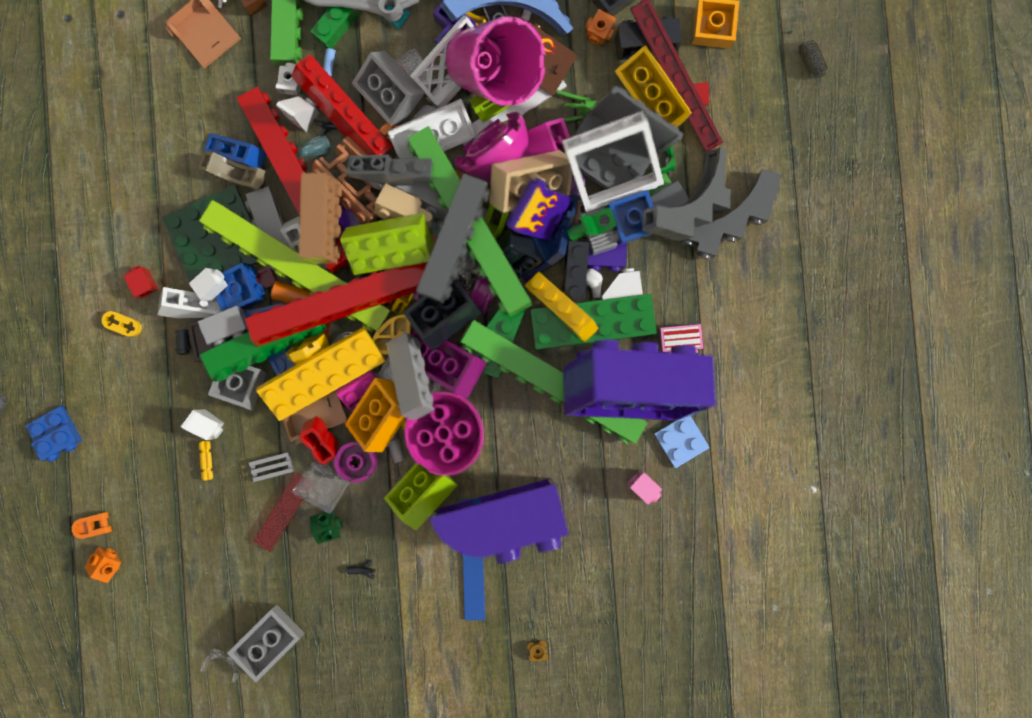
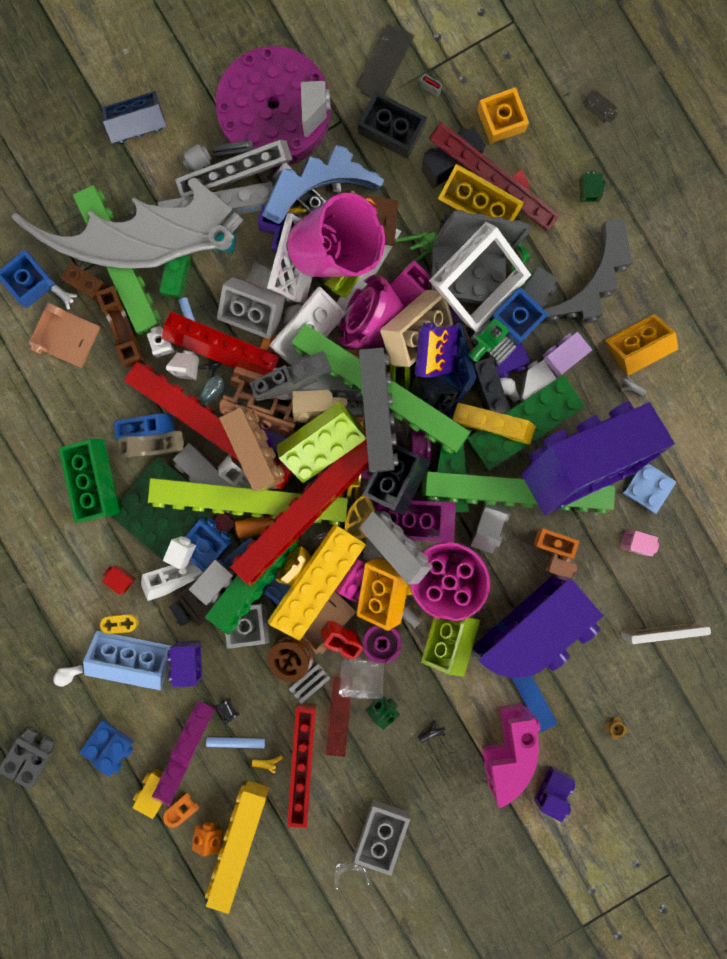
camera: 30 degrees left, 0 degrees up
(48, 347) = (65, 675): none -> white animal
(74, 497) = (143, 798): none -> yellow brick
(111, 361) = (127, 660): none -> light blue slope
(120, 473) = (183, 753): none -> magenta bracket
(127, 584) = (236, 846): none -> yellow brick
(158, 176) = (89, 480): none -> green brick
(163, 390) = (185, 664): none -> dark purple brick
(175, 488) = (235, 742): none -> light blue piece
(181, 454) = (227, 710): none -> black bush
(194, 523) = (266, 764): none -> yellow bar
(203, 424) = (235, 675): white slope -> none
(205, 460) = (250, 705): yellow axle -> none
(224, 539) = (301, 765): none -> red brick
(256, 67) = (125, 338): none -> reddish brown arch
(270, 442) = (300, 662): none -> reddish brown wheel
(419, 631) = (512, 763): none -> dark pink slope
(446, 684) = (553, 794): none -> dark purple brick
(510, 403) = (489, 527): none -> light grey brick
(561, 473) = (561, 566): none -> nougat brick
(566, 449) = (556, 543): none -> orange brick
(600, 27) = (406, 167): orange brick -> none
(627, 584) = (665, 633): none -> white tile
(662, 276) = (569, 352): none -> lavender brick
(680, 335) = (606, 400): brick -> none
(708, 197) = (569, 282): dark grey arch -> none
(712, 337) = (631, 386): none -> light grey bar
(741, 302) = (642, 344): none -> light orange slope
(766, 131) = (591, 186): none -> dark green brick

